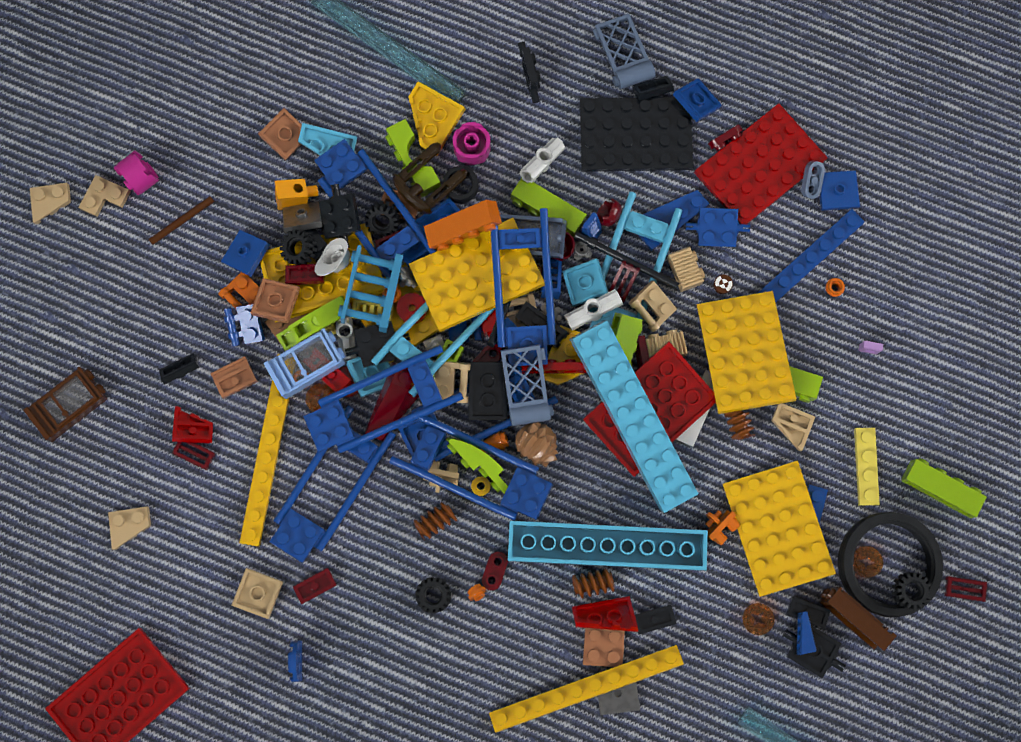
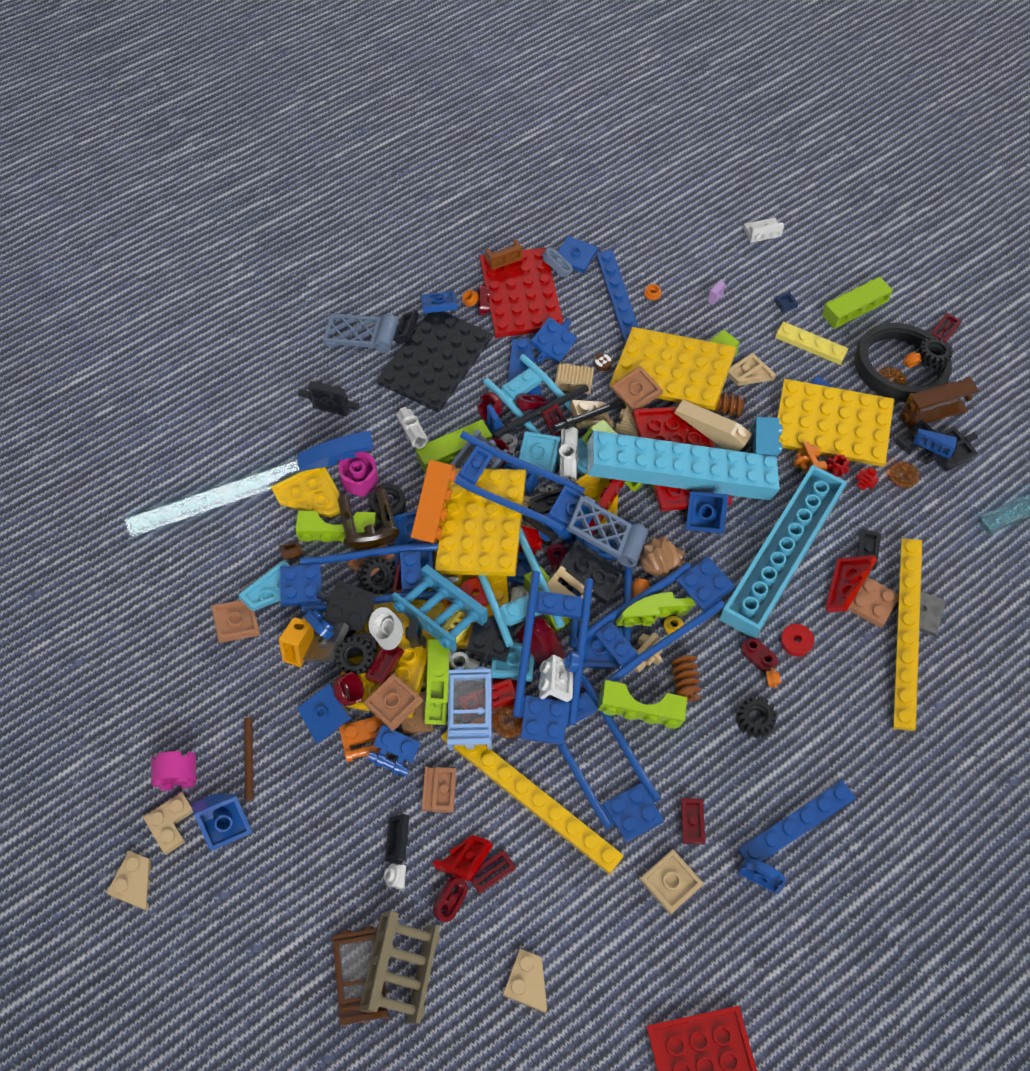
camera: 60 degrees left, 20 degrees down
(85, 410) = (378, 972): none -> dark tan fence
(121, 230) = (221, 819): none -> blue slope
(151, 384) = (395, 876): none -> white plate
(155, 435) = (449, 899): none -> dark red plate
(267, 260) = (348, 689): none -> dark red hair
(308, 202) = (321, 626): none -> blue plate
(335, 283) = (414, 634): none -> black plate
(359, 670) = (798, 823): none -> blue plate
(365, 417) = (555, 679): none -> white bracket
(370, 135) = (291, 550): none -> reddish brown plate
(384, 420) = (571, 661): none -> blue tile
(397, 520) = (616, 700): none -> lime arch
(475, 112) = (337, 449): none -> blue slope
(518, 596) = (797, 648): none -> red piece
(593, 583) = (812, 579): dark orange piece -> none
(602, 460) = (707, 512): none -> blue slope
(618, 291) = (569, 422): none -> black bar
(634, 246) = (530, 401): none -> dark red plate
(698, 332) = (637, 389): none -> nougat plate
(704, 427) = (717, 428): none -> tan wedge
(713, 474) = (766, 436): none -> dark azure brick
(721, 124) = (470, 298): none -> orange plate
(724, 553) = (838, 465): none -> red gear
(730, 586) = (867, 478): none -> red gear
(787, 126) = (504, 256): none -> dark orange hinge
(887, 571) = (912, 359): none -> orange plate
(904, 419) = (786, 302): none -> dark blue tile
(986, 353) = (763, 229): none -> white bracket

